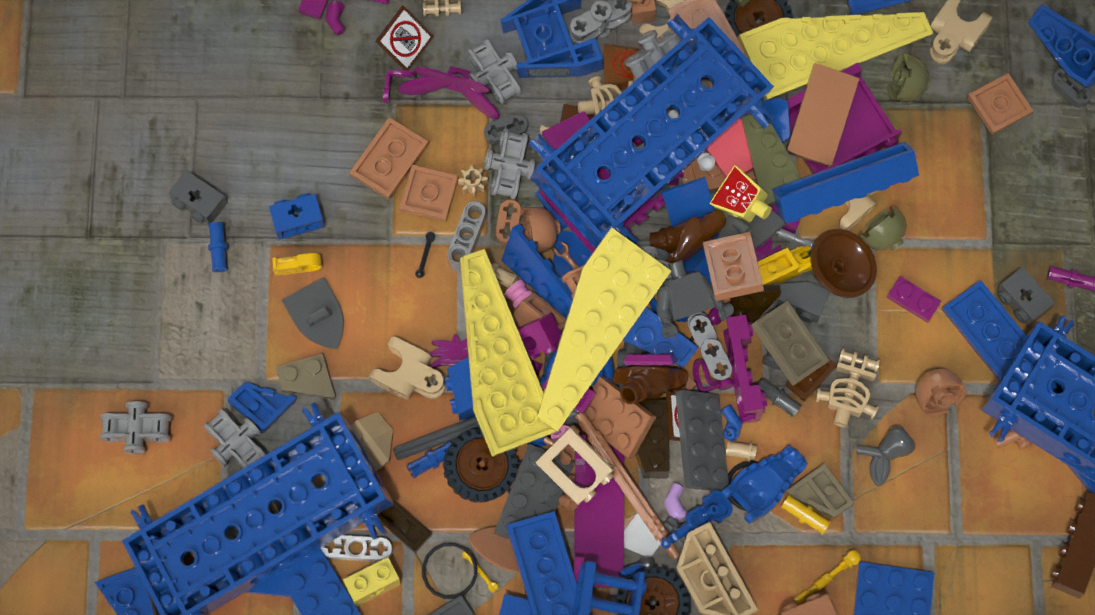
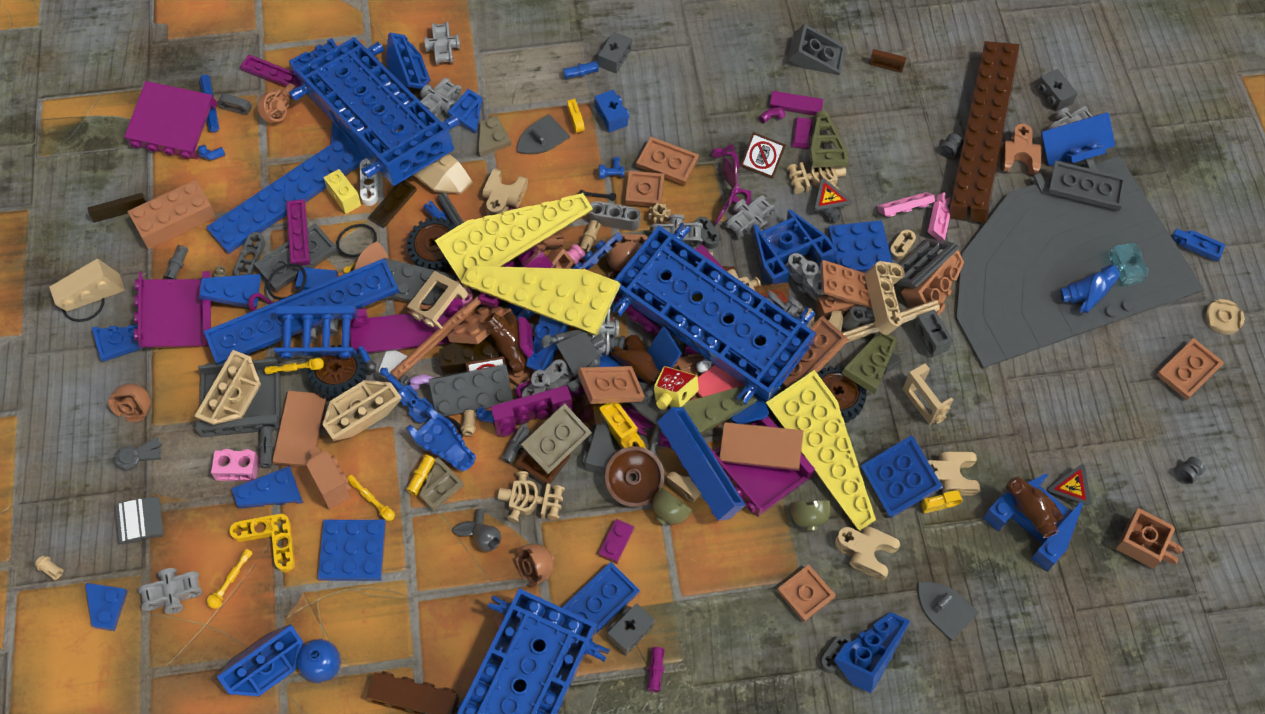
camera: 80 degrees right, 10 degrees down
(171, 479) = (406, 62): none -> blue wedge
(392, 241) = (616, 170): none -> blue piece

